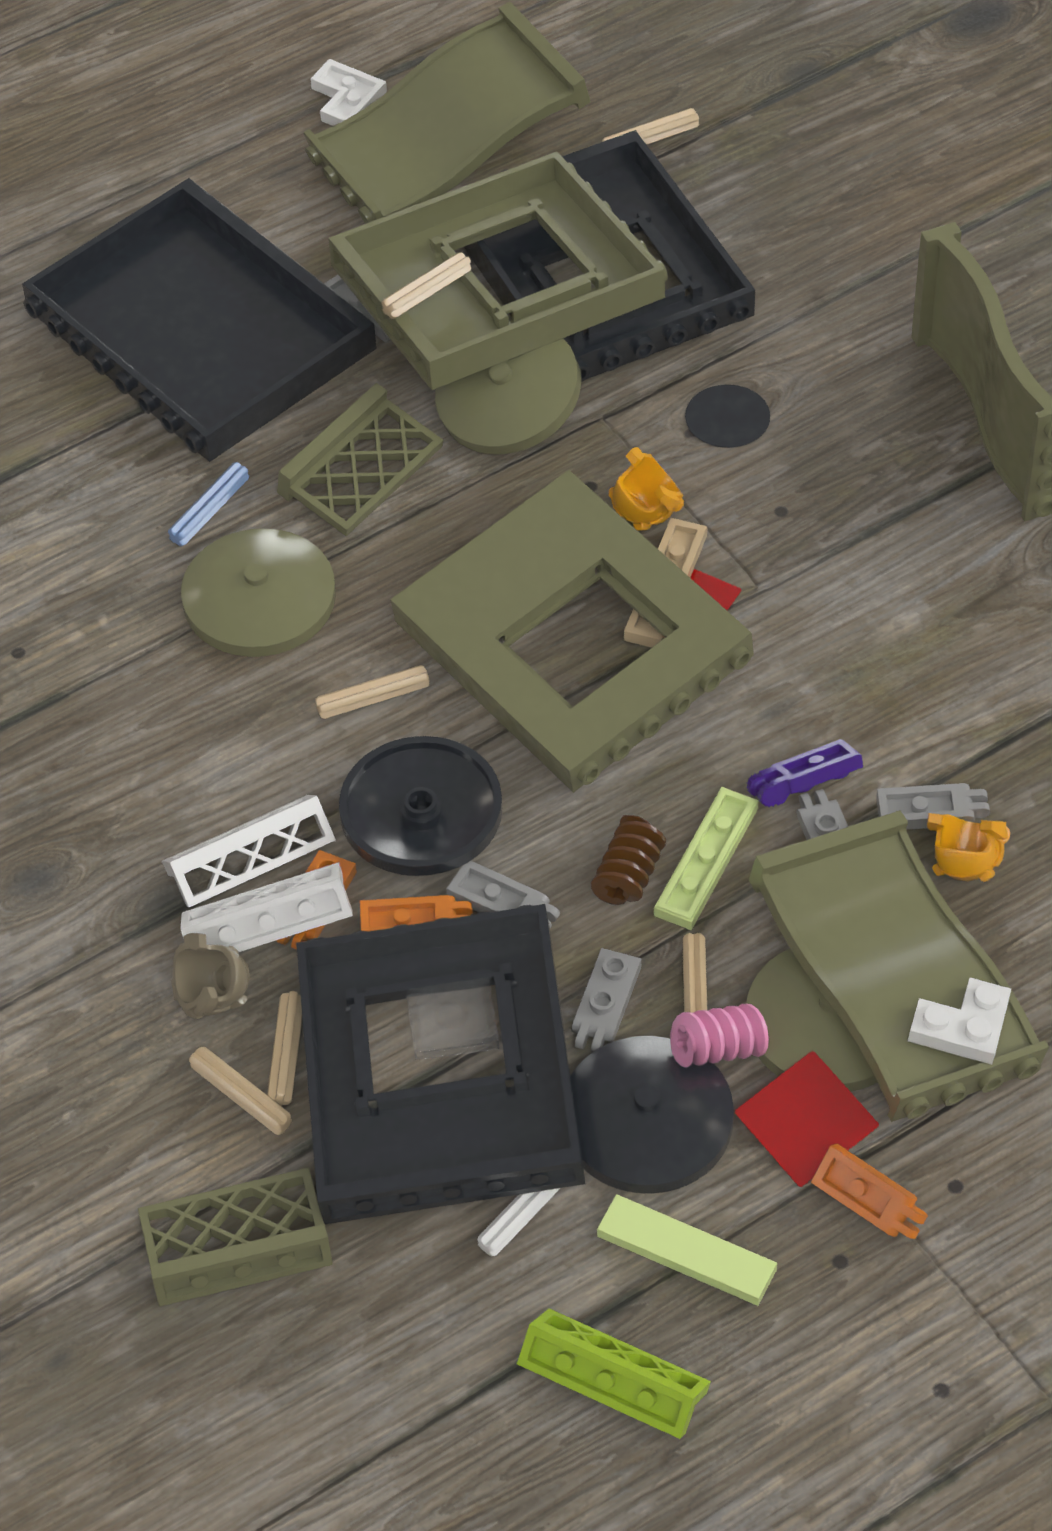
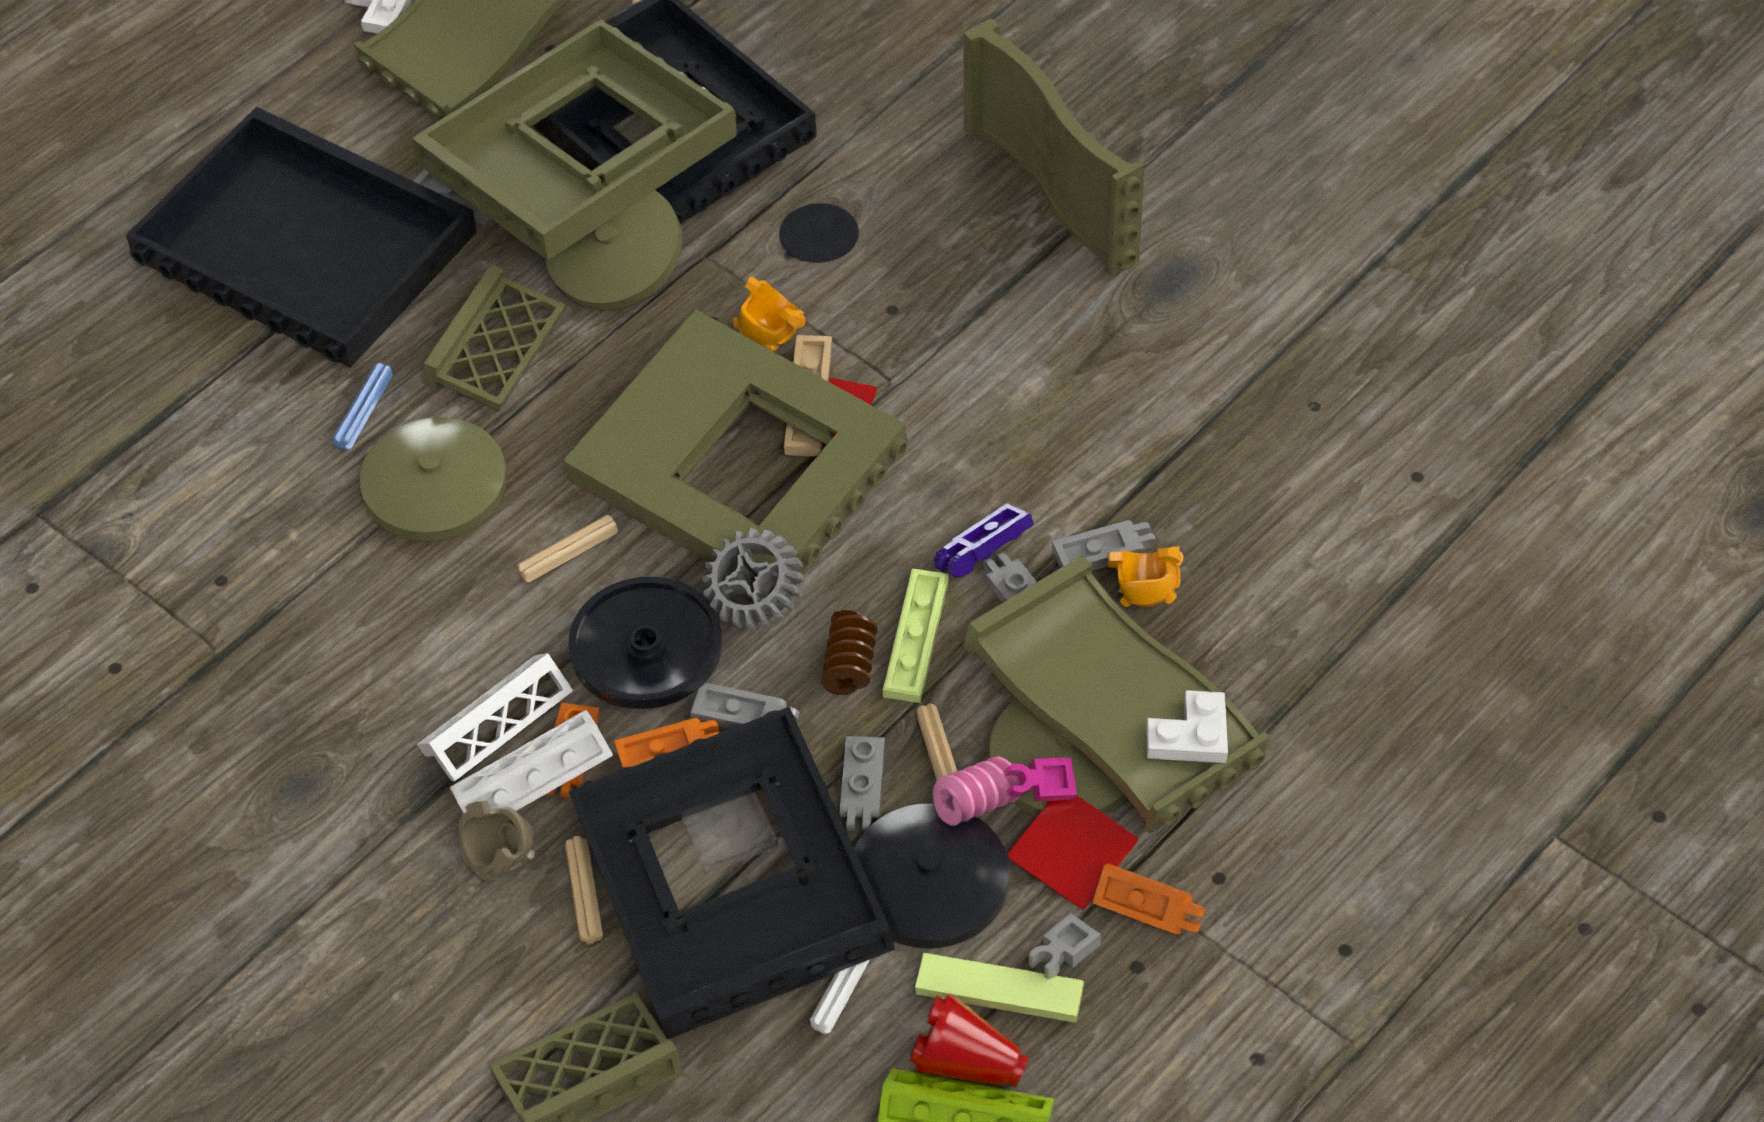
camera: 15 degrees left, 0 degrees up
(240, 1090) = (552, 937): tan axle -> none
(426, 285) = (519, 165): tan axle -> none
(563, 776) = (724, 584): none -> light grey gear
(629, 1304) = (966, 1047): none -> red cone
(769, 1218) = (1067, 942): none -> light grey plate
(797, 1039) = (1047, 777): none -> dark pink plate

